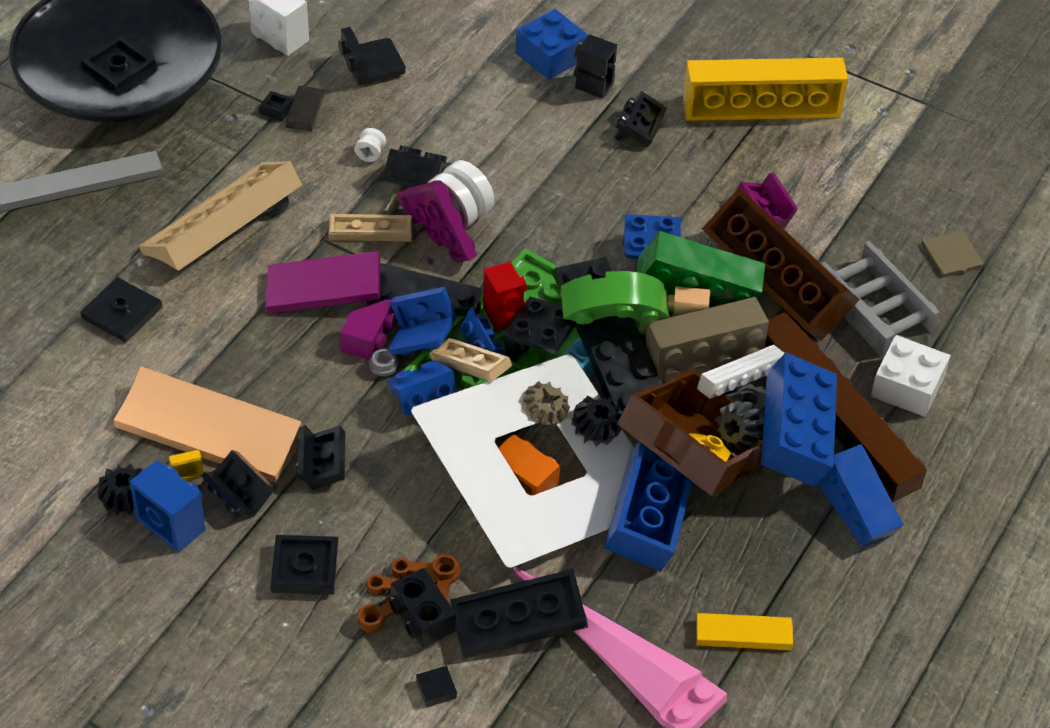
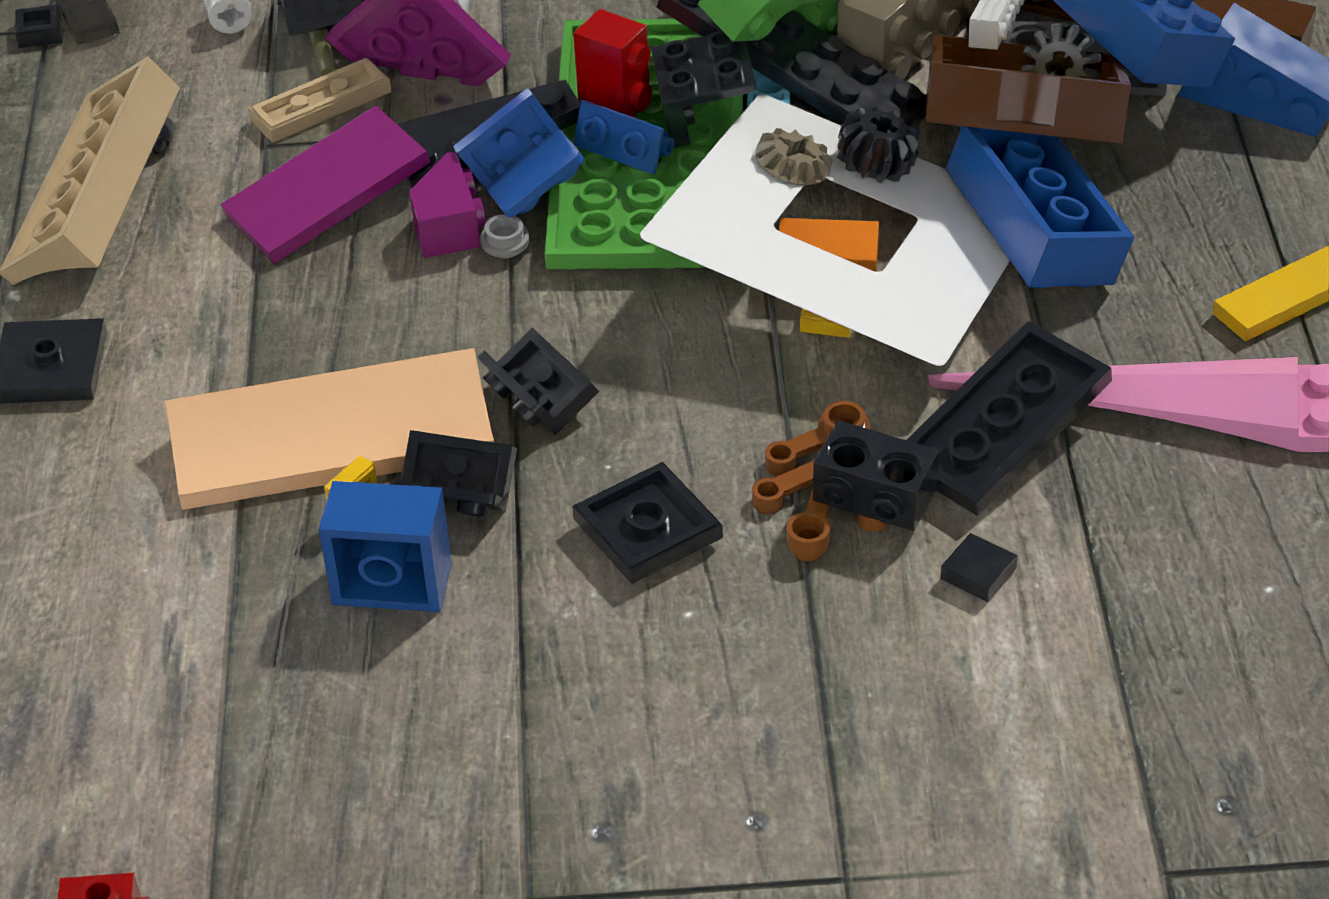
camera: 30 degrees left, 5 degrees down
(115, 489) = (284, 570): black gear -> none
(422, 385) = (602, 225): blue bracket -> none
(471, 359) = (642, 158): tan tile -> none

